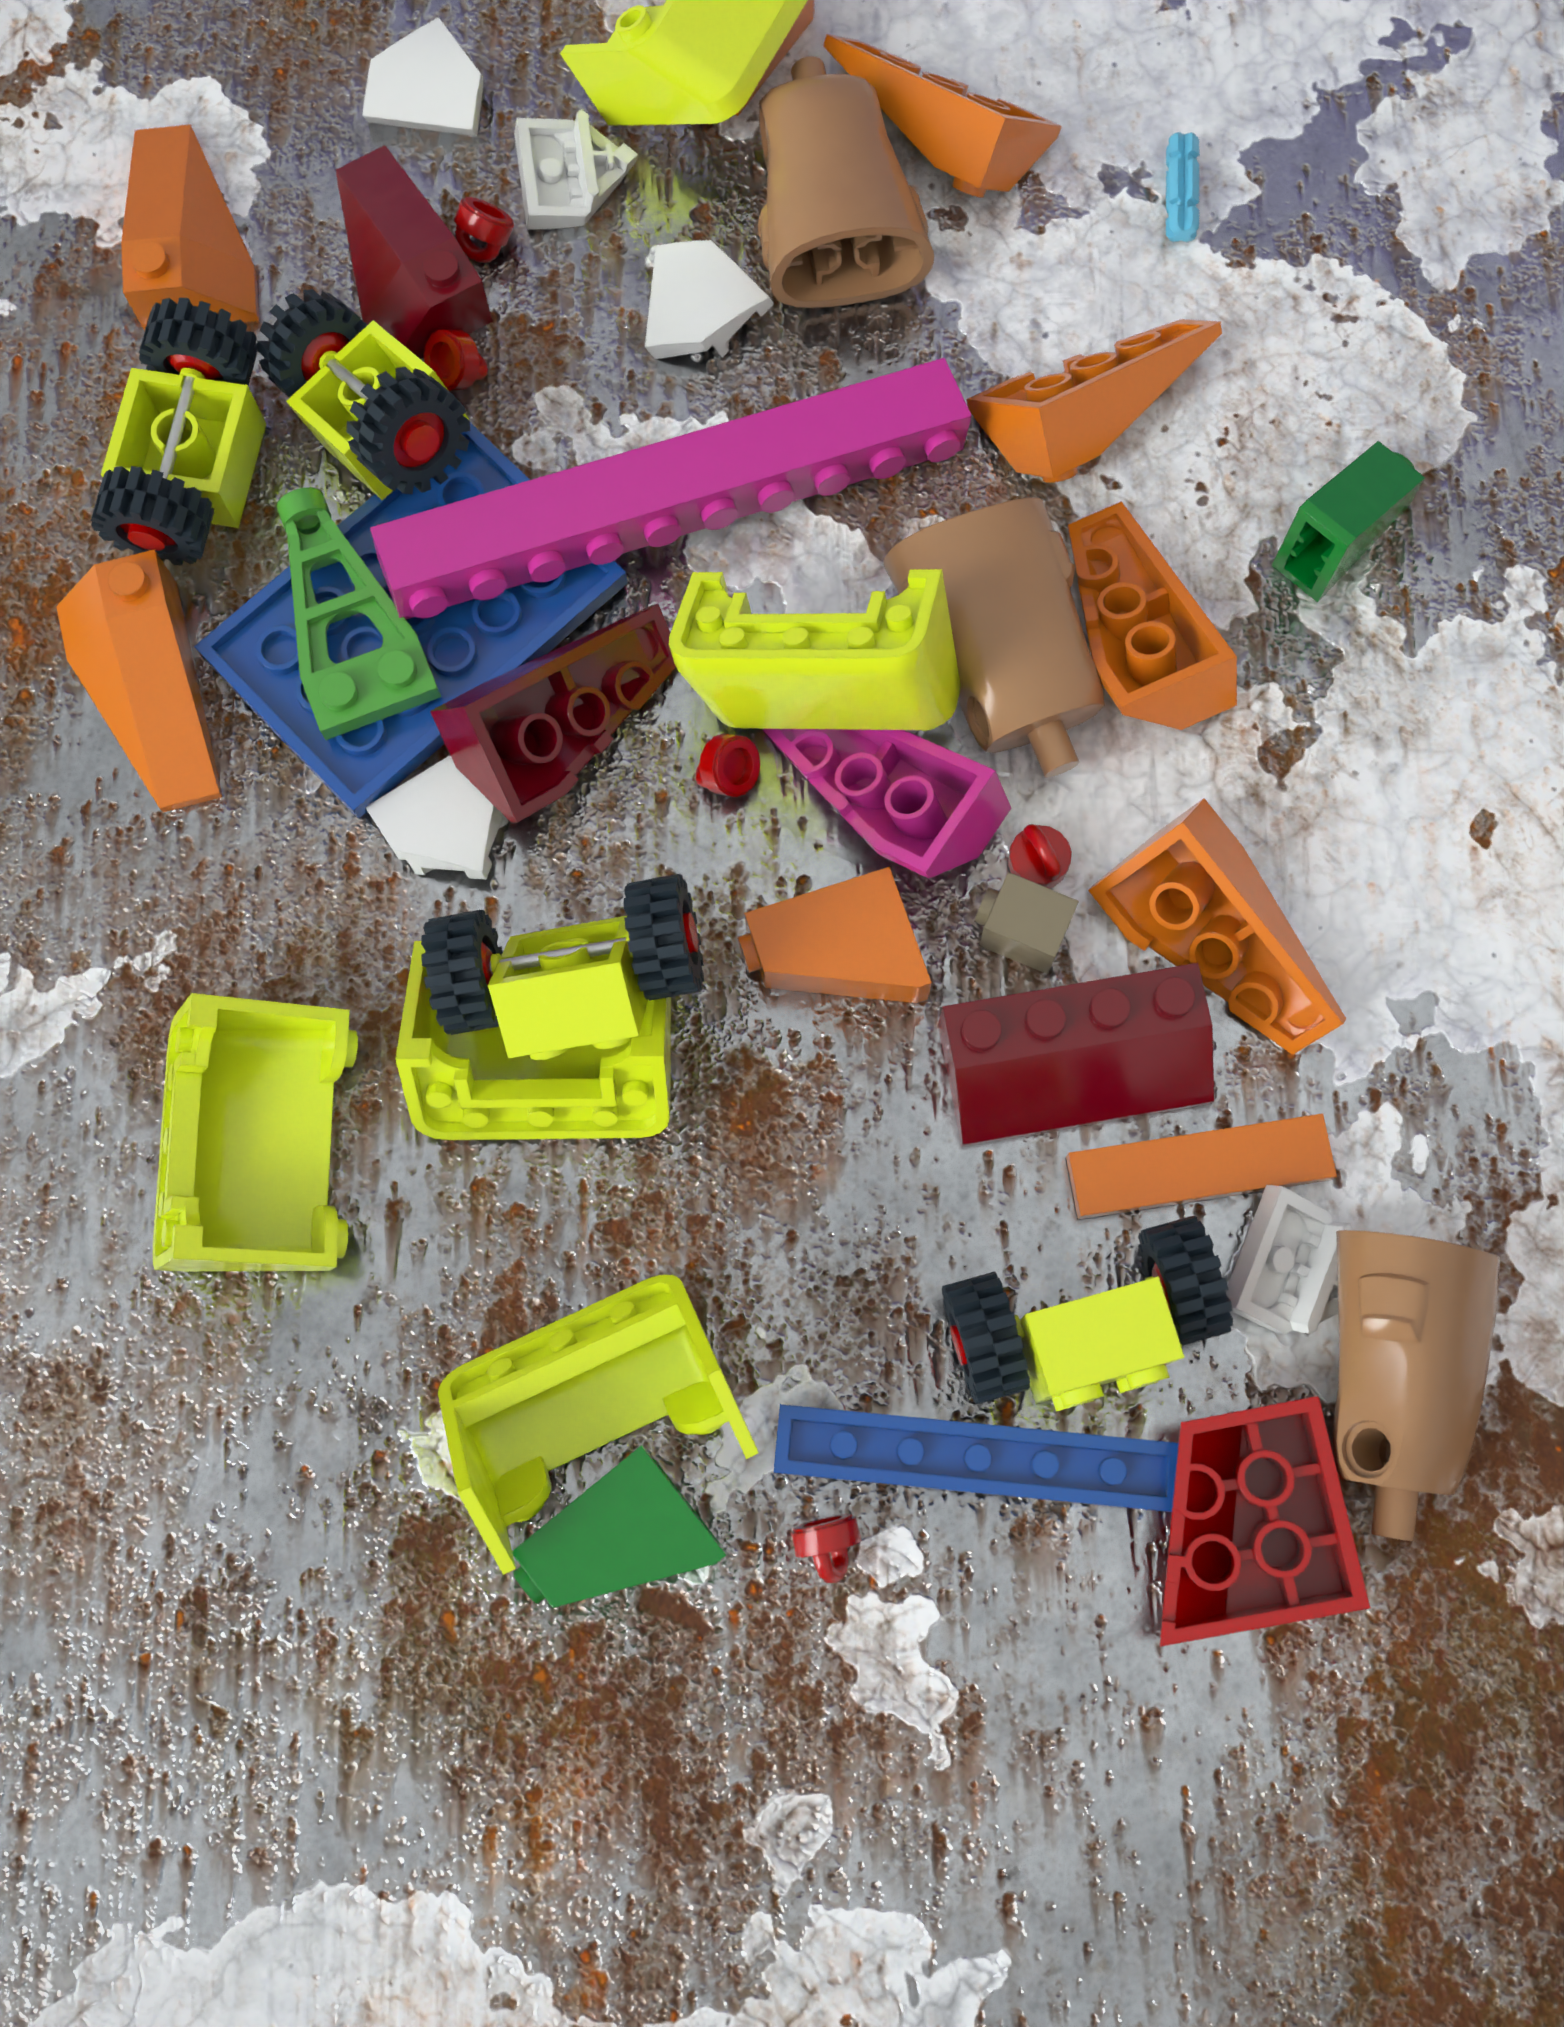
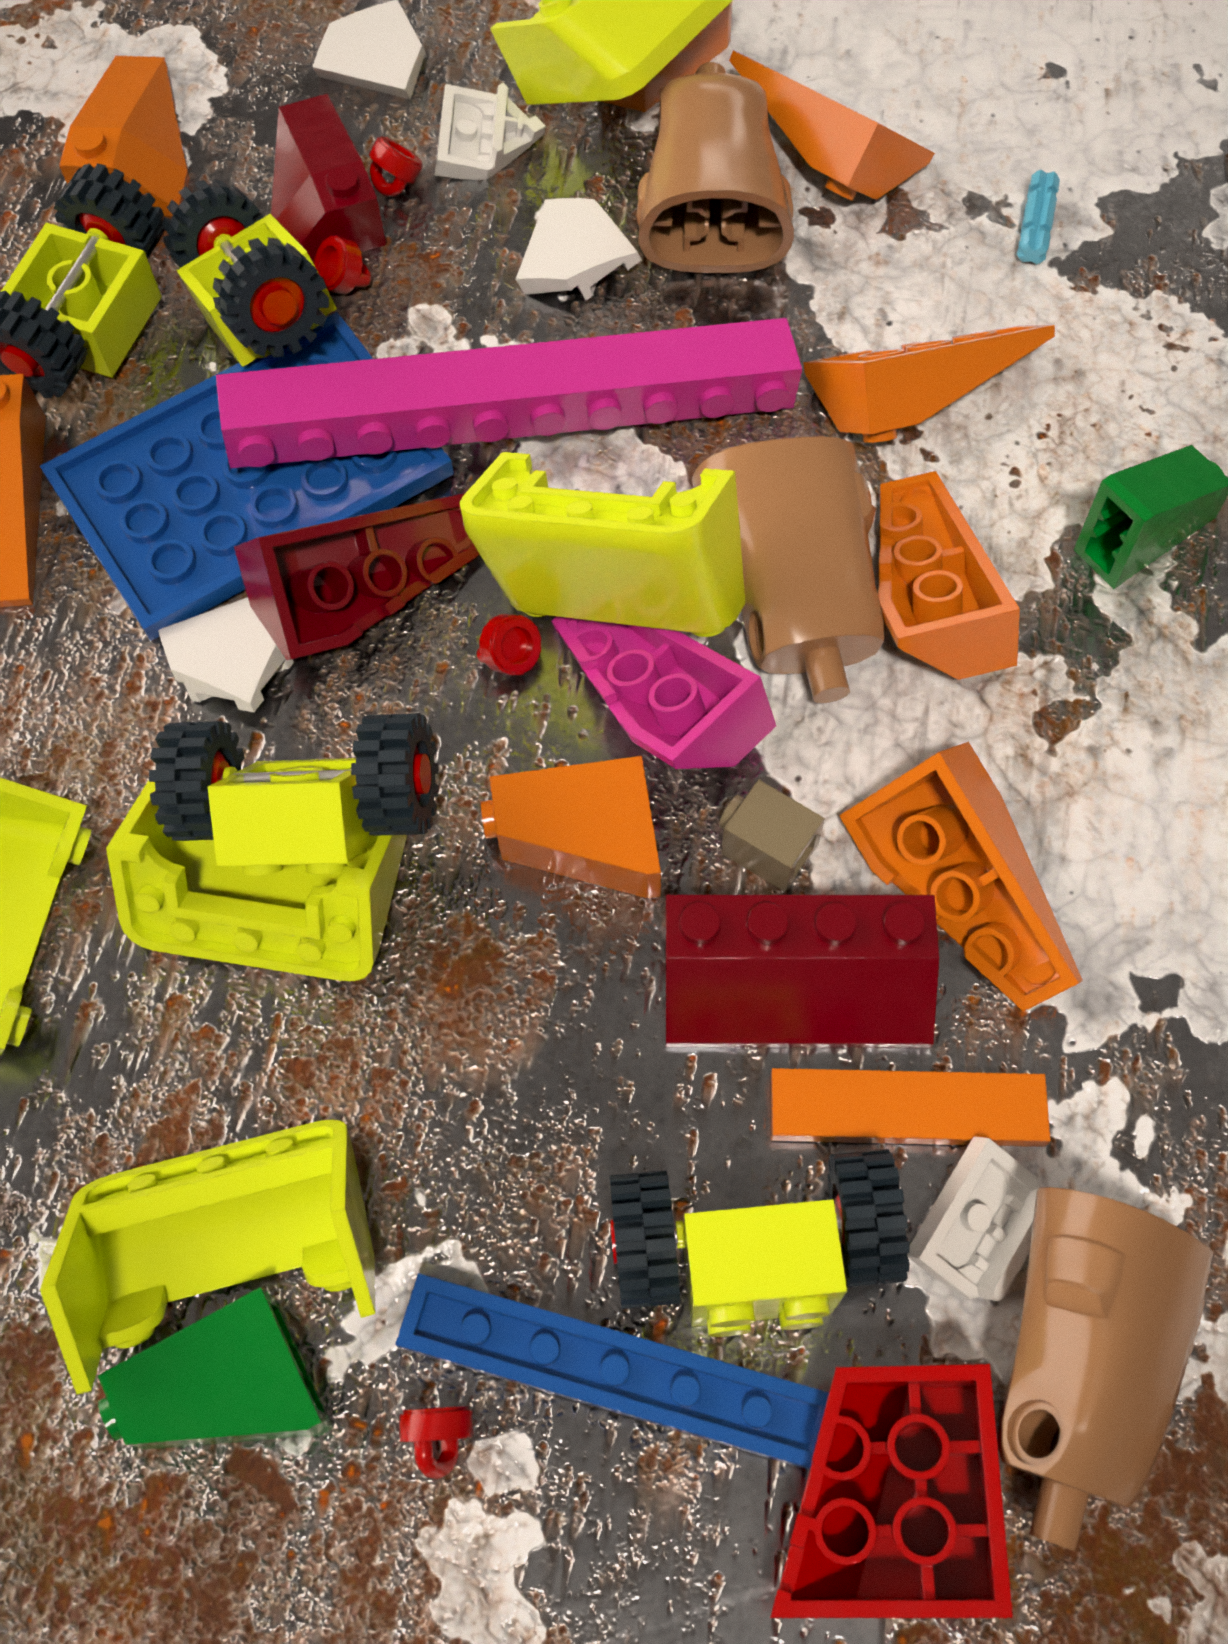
camera: 10 degrees right, 10 degrees down
(365, 686) = (190, 518): bright green plate -> none
(1040, 855) = (798, 774): red tile -> none

